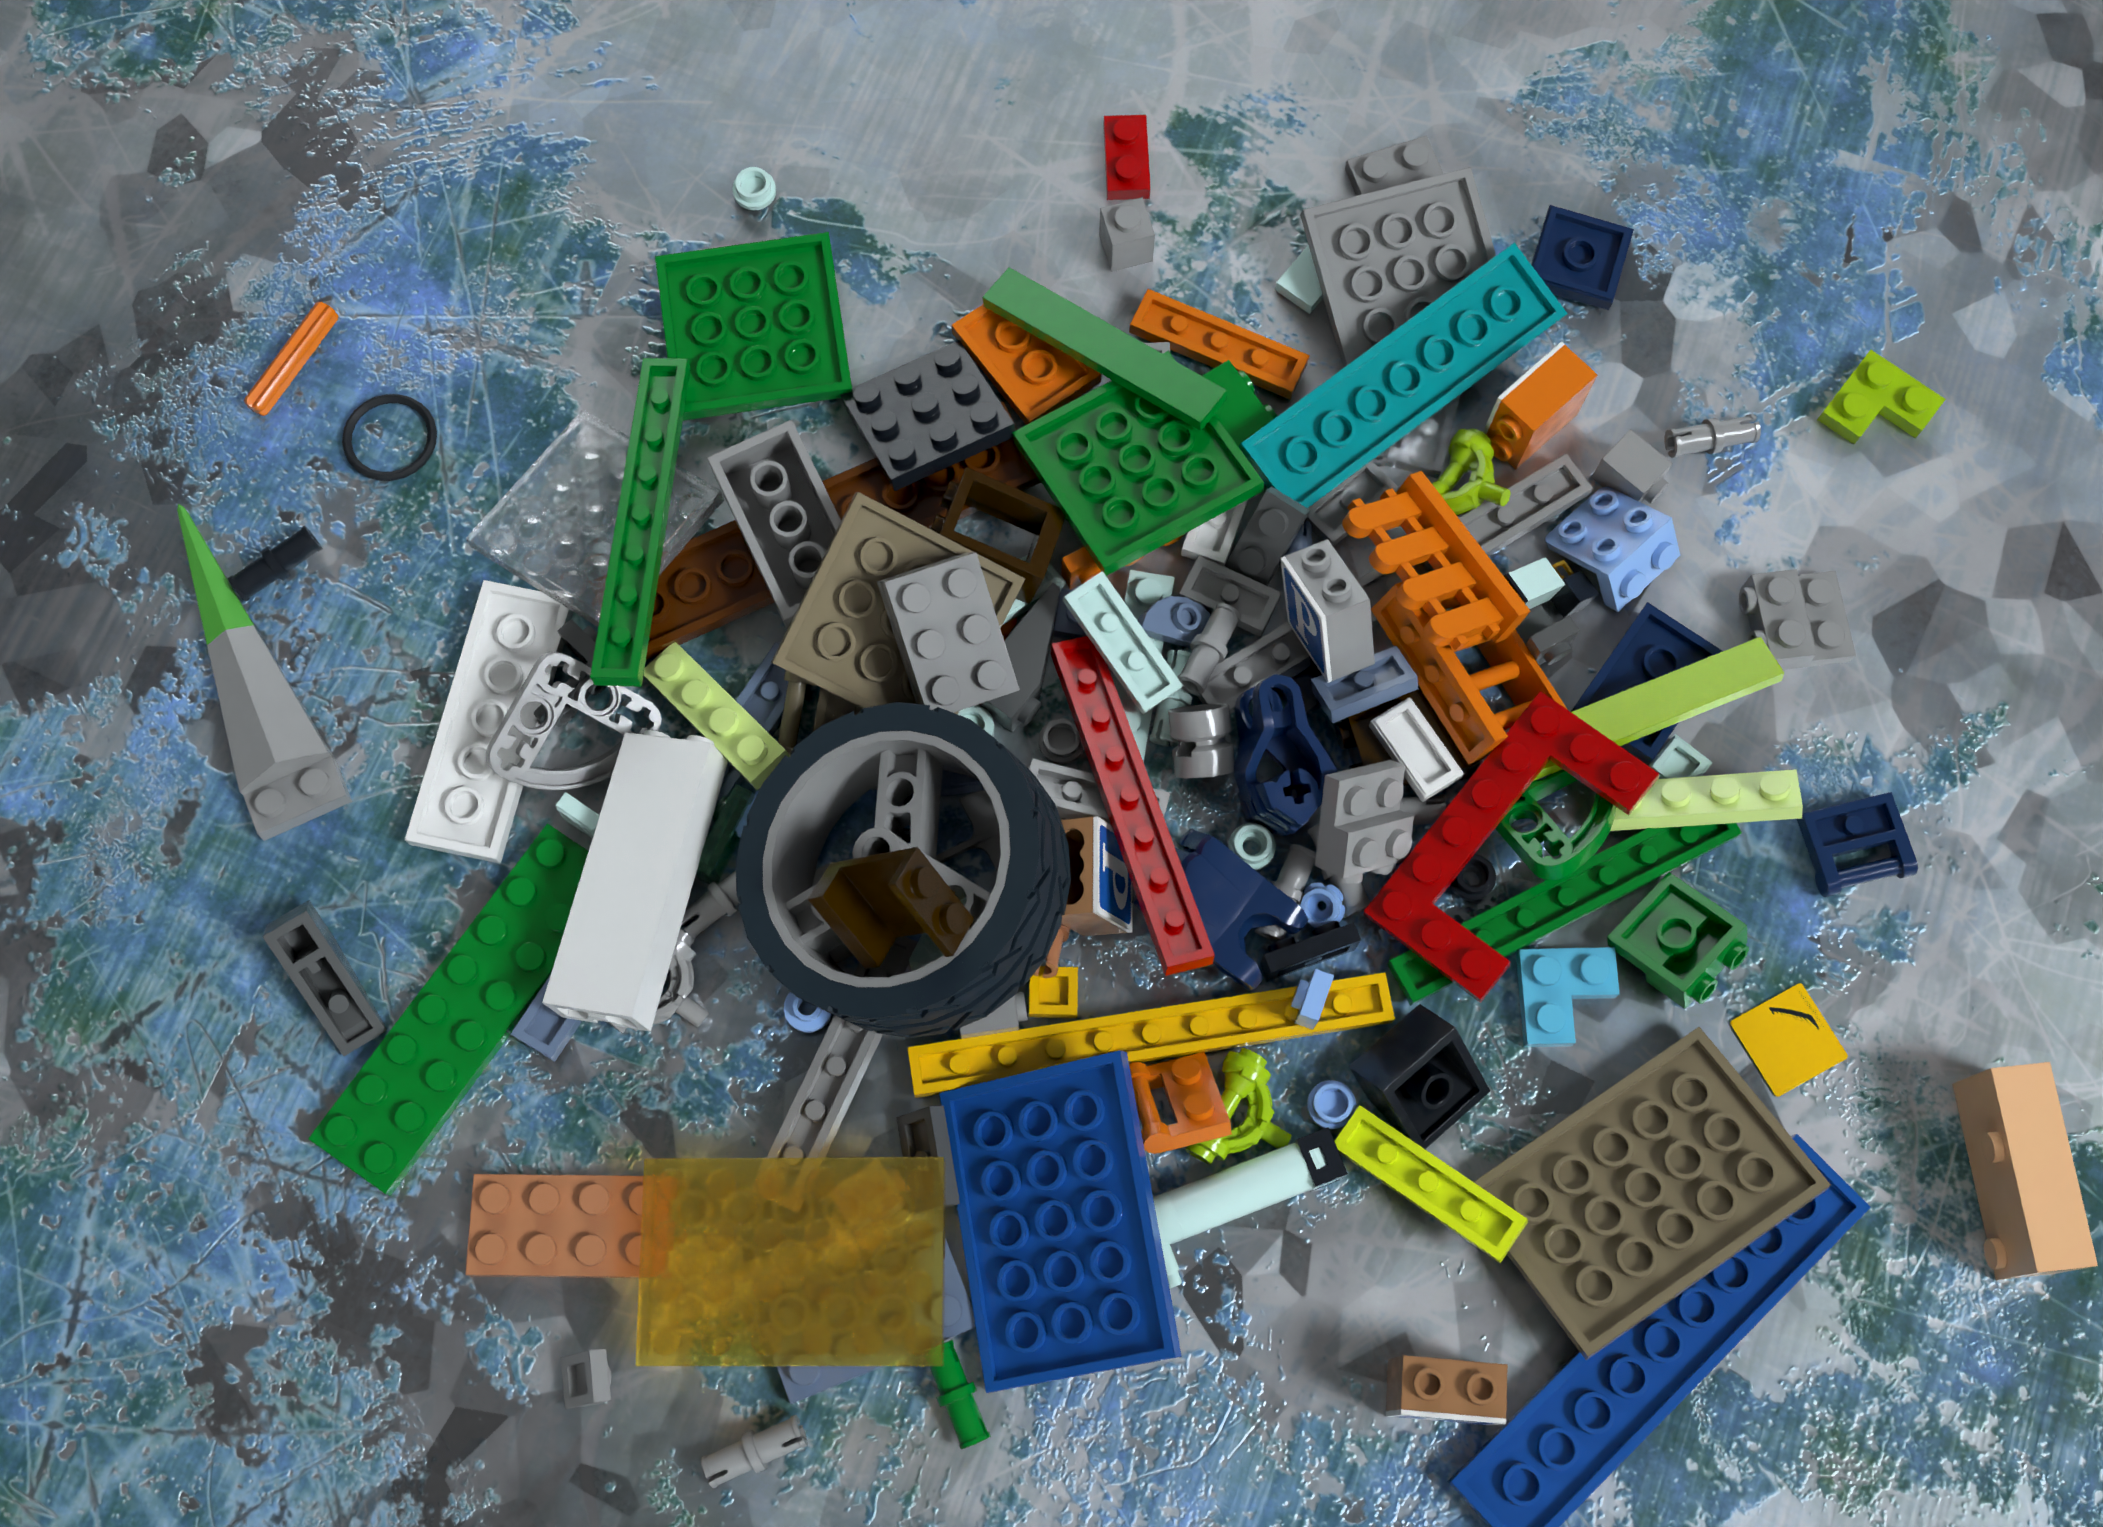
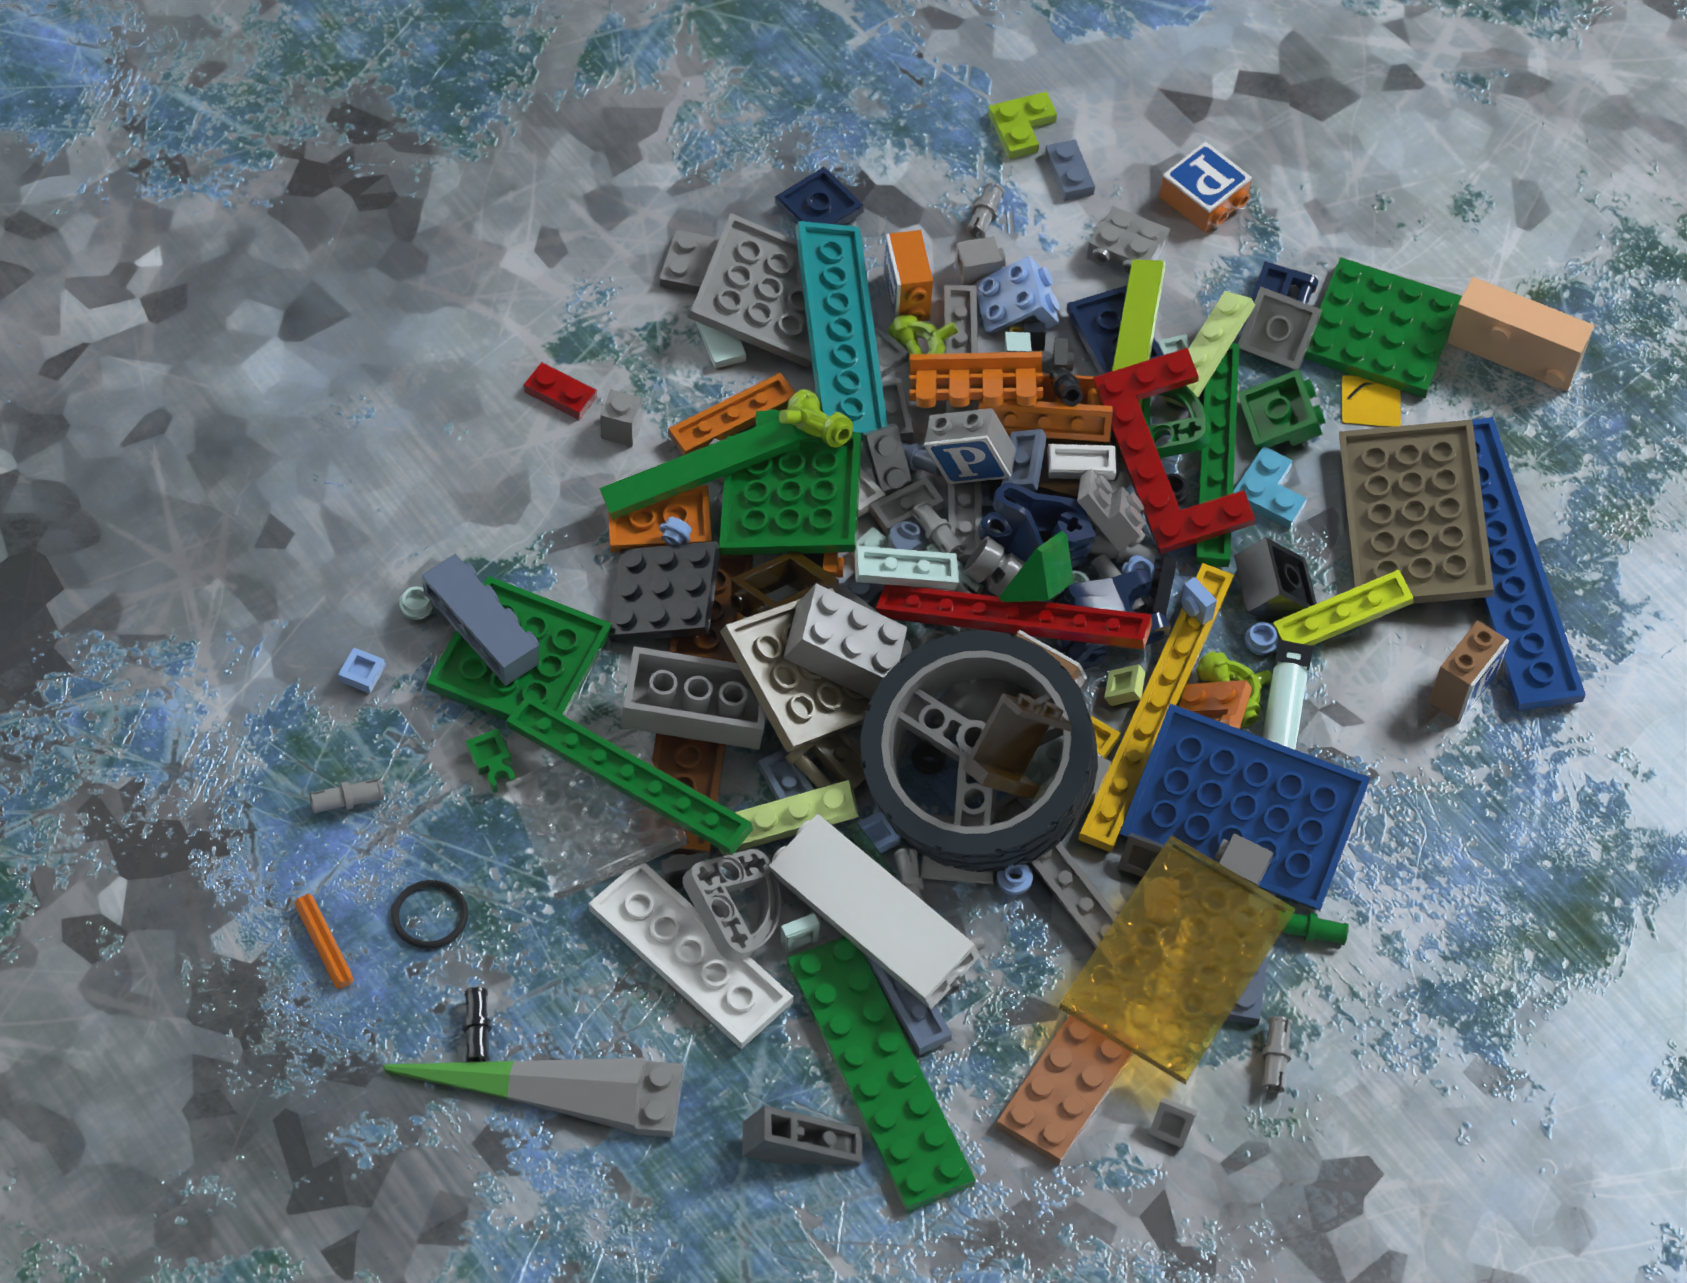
camera: 60 degrees left, 15 degrees down
(473, 270) = (346, 795): none -> light grey pin
(608, 373) = (492, 756): none -> green plate
(633, 189) = (361, 670): none -> light blue plate
(755, 255) = (481, 619): none -> sand blue brick
(977, 1263) = (1244, 858): none -> light grey brick
(1005, 377) = (675, 531): none -> light blue plate
(1147, 983) = (1124, 685): none -> yellowish green plate
(1199, 798) = (1043, 574): none -> green slope
(1257, 404) = (806, 415): none -> lime piece
(1501, 668) = (1066, 386): none -> black pin
(1799, 867) = (1279, 328): none -> light grey plate
(1853, 493) = (1069, 169): none -> sand blue plate
(1909, 990) = (1382, 327): none -> green plate
(1950, 660) = (1205, 187): none -> piece

